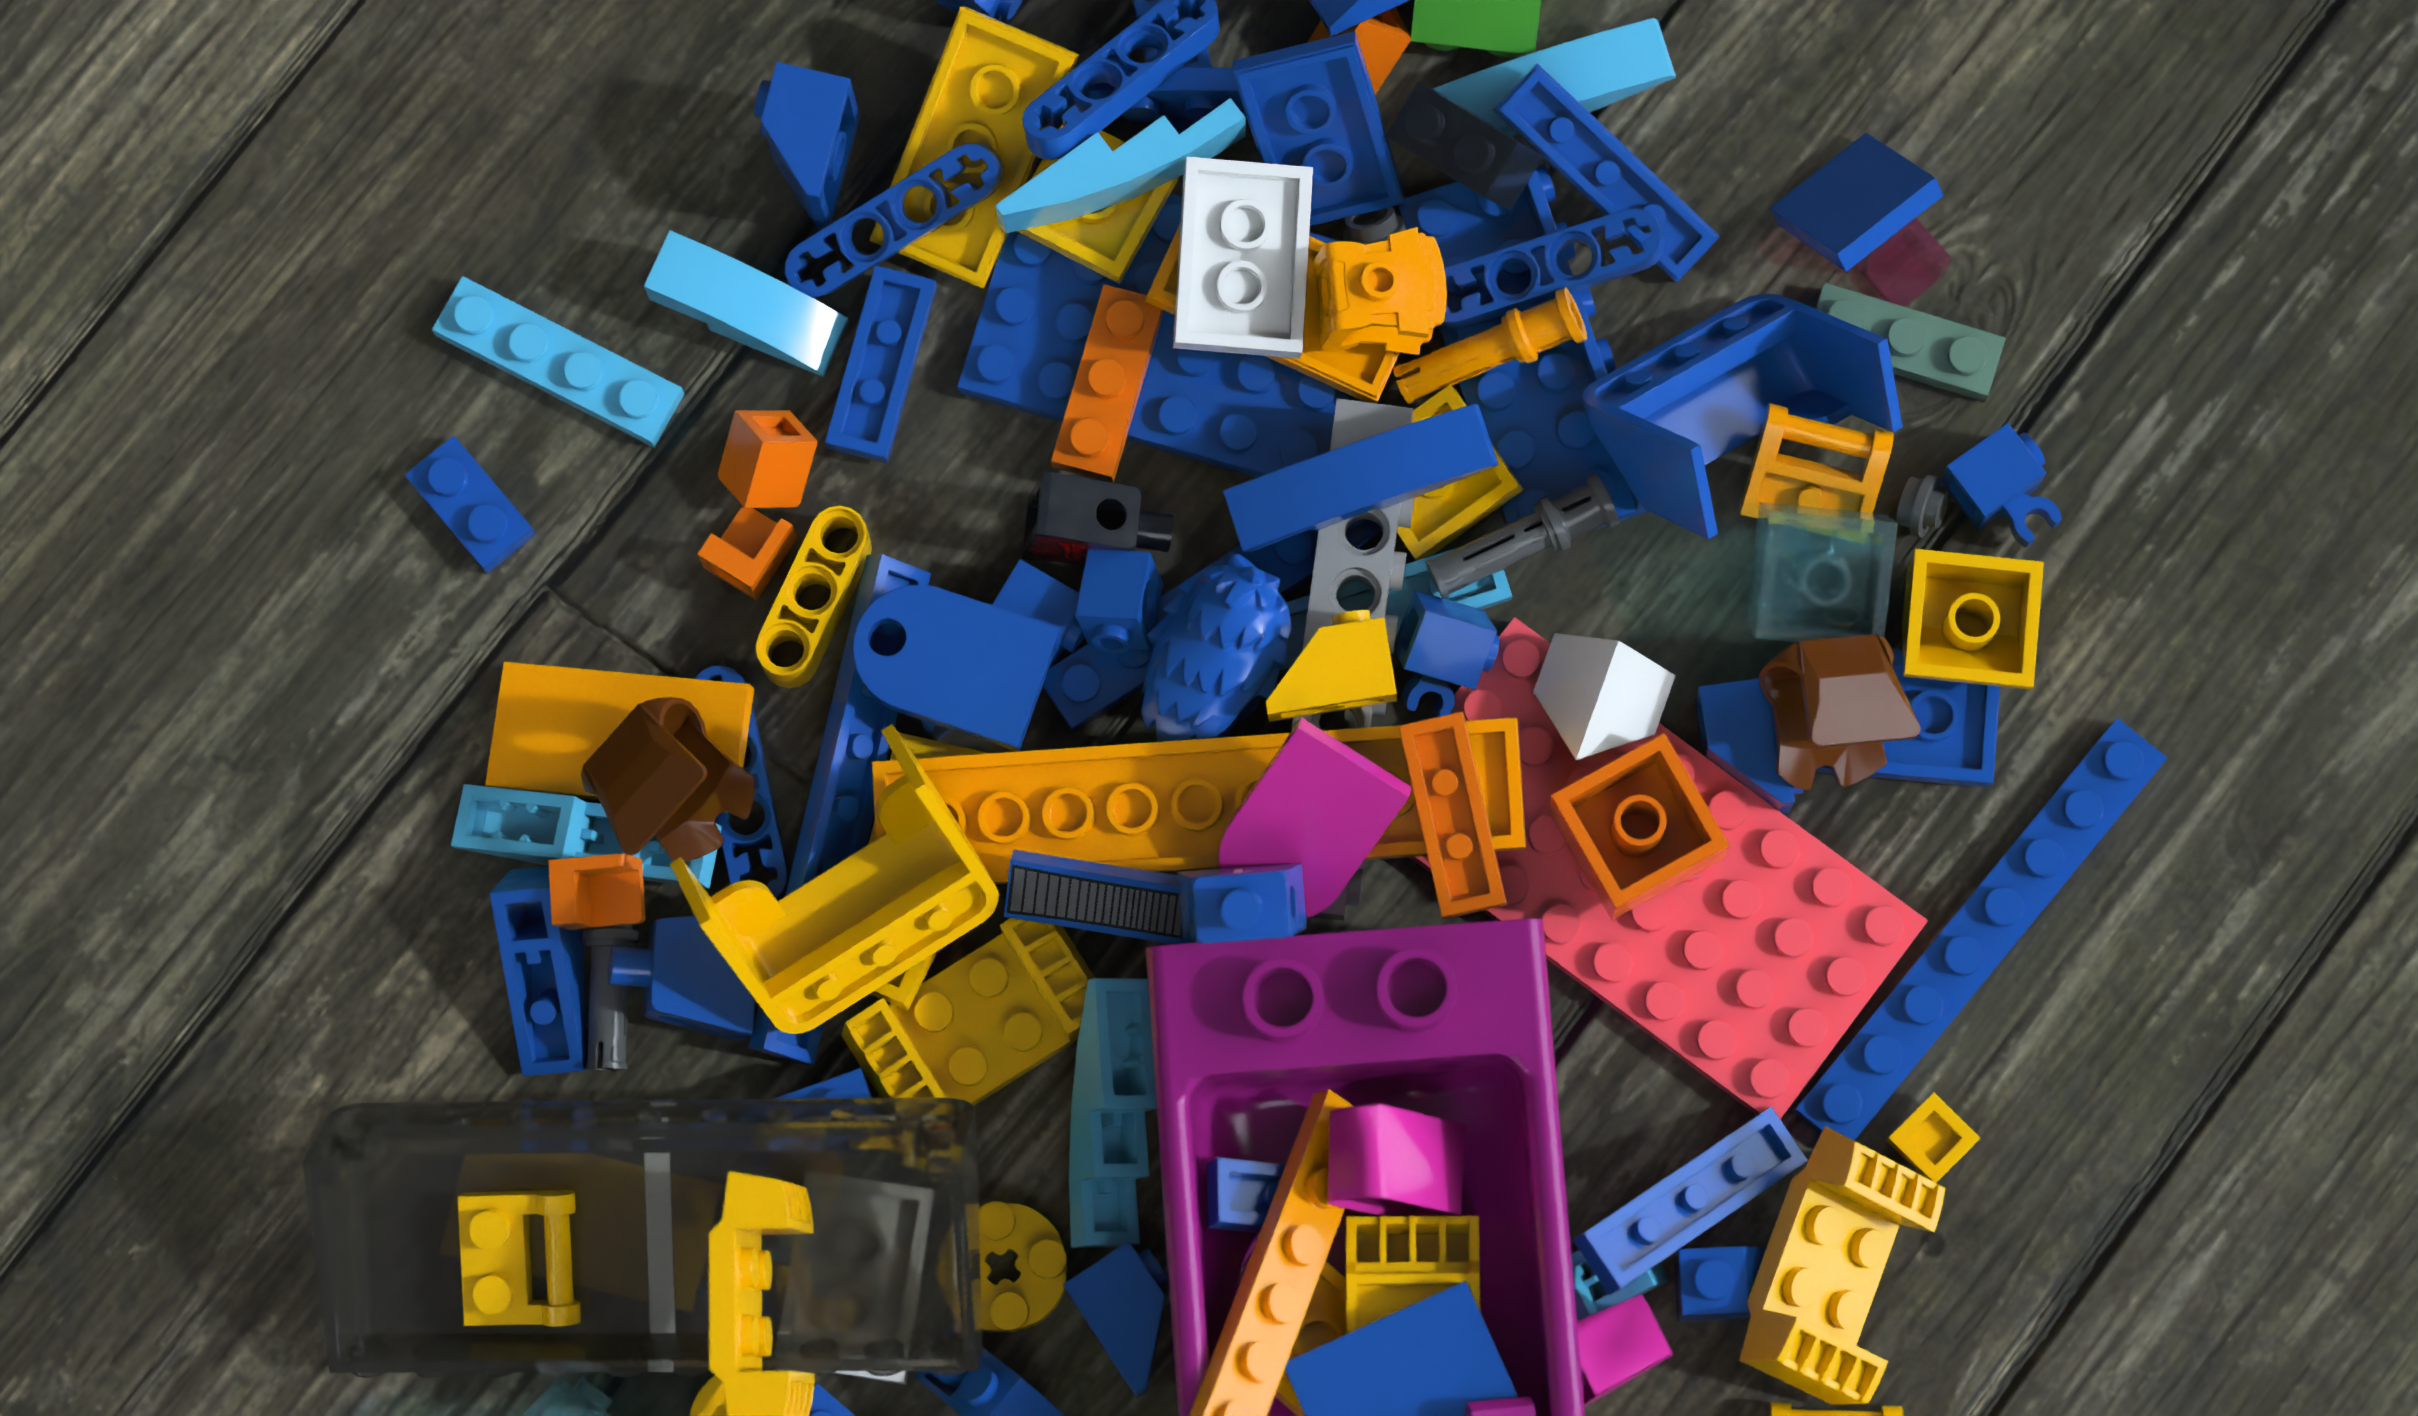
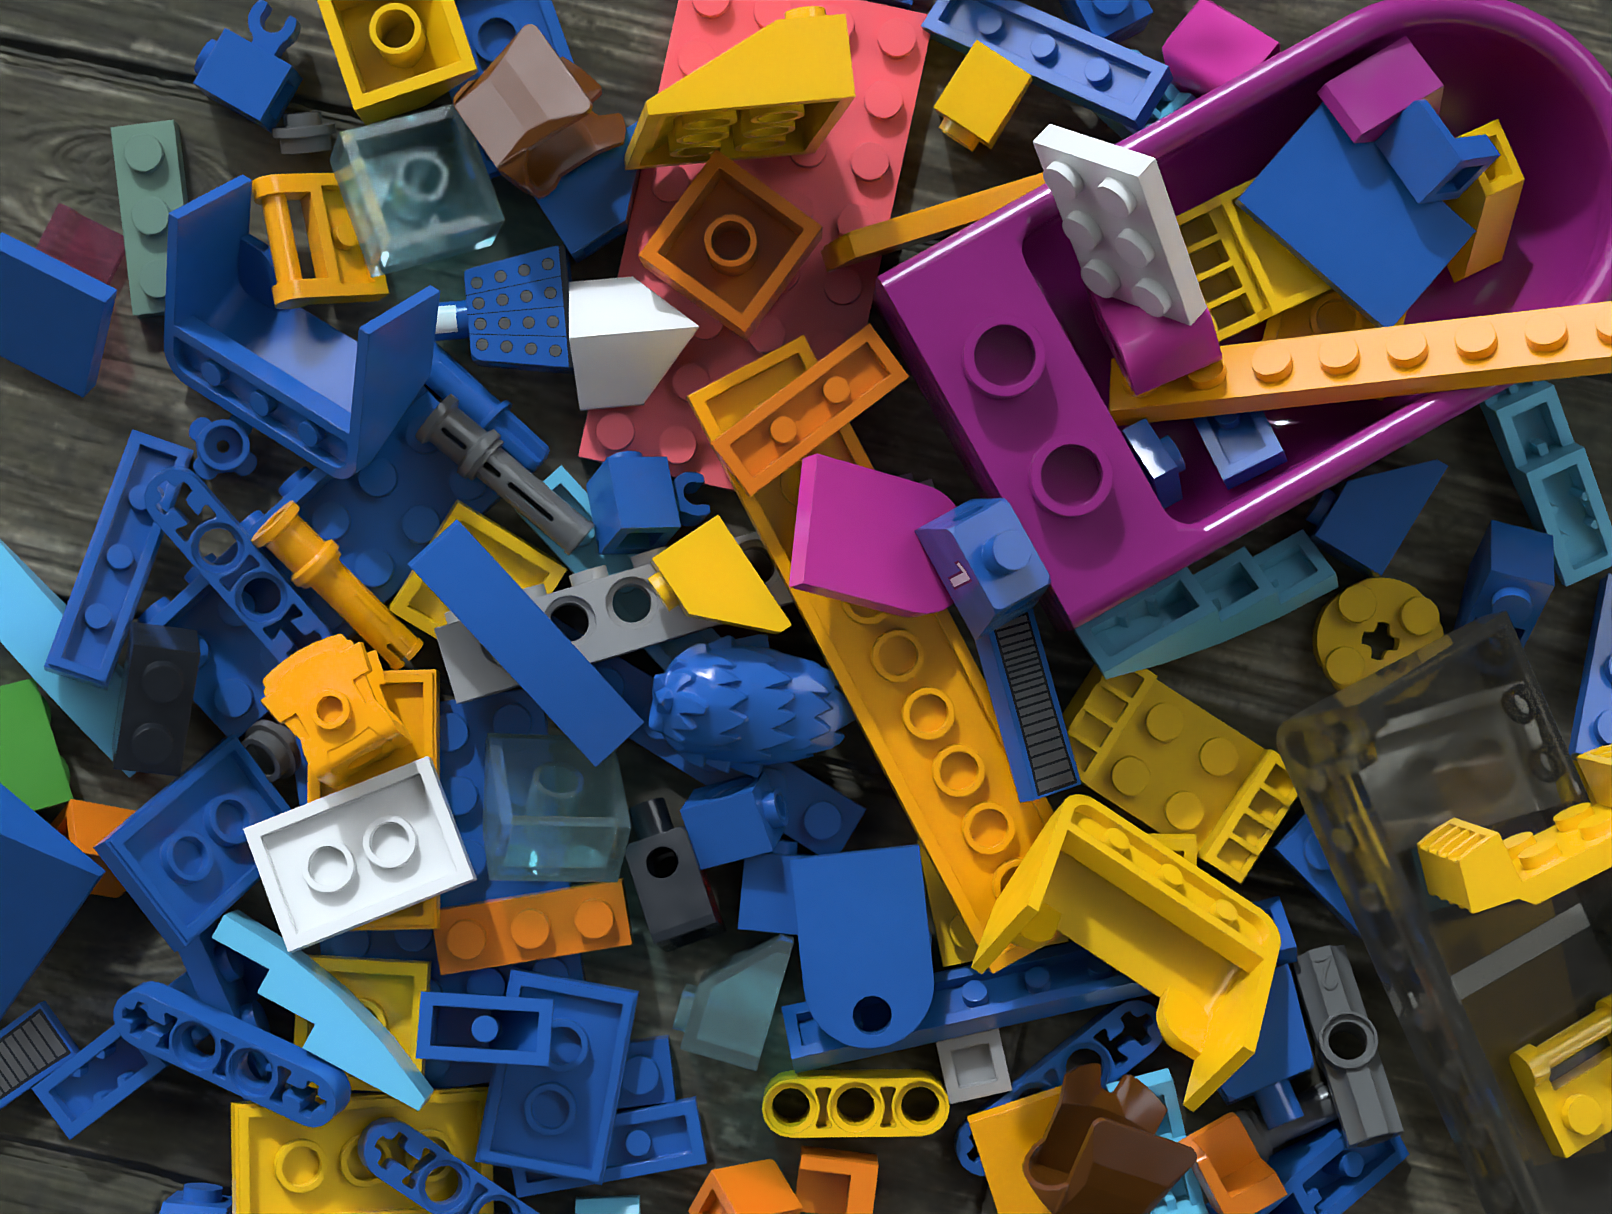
camera: 120 degrees left, 10 degrees up
(613, 1046) = (1356, 1085): none -> dark grey piece
(795, 717) = (973, 1066): none -> light grey plate
(932, 425) = (648, 1073): none -> blue plate
(952, 525) = (735, 1003): none -> clear light blue slope
(965, 346) = (564, 1113): none -> blue tile
(1040, 294) = (484, 1028): none -> blue slope
(1200, 441) = (552, 811): none -> clear light blue slope
(1262, 1113) = (1158, 460): none -> blue plate
(1483, 1143) = (1120, 223): none -> white plate
(1576, 1028) = (922, 224): none -> light orange tile
(1597, 550) = (485, 409): none -> blue axle
(1661, 292) = (210, 460): none -> blue plate
(1671, 1114) = (981, 97): none -> yellow slope
(1673, 613) = (515, 313): none -> blue torso
(1757, 890) = (754, 101): none -> yellow slope

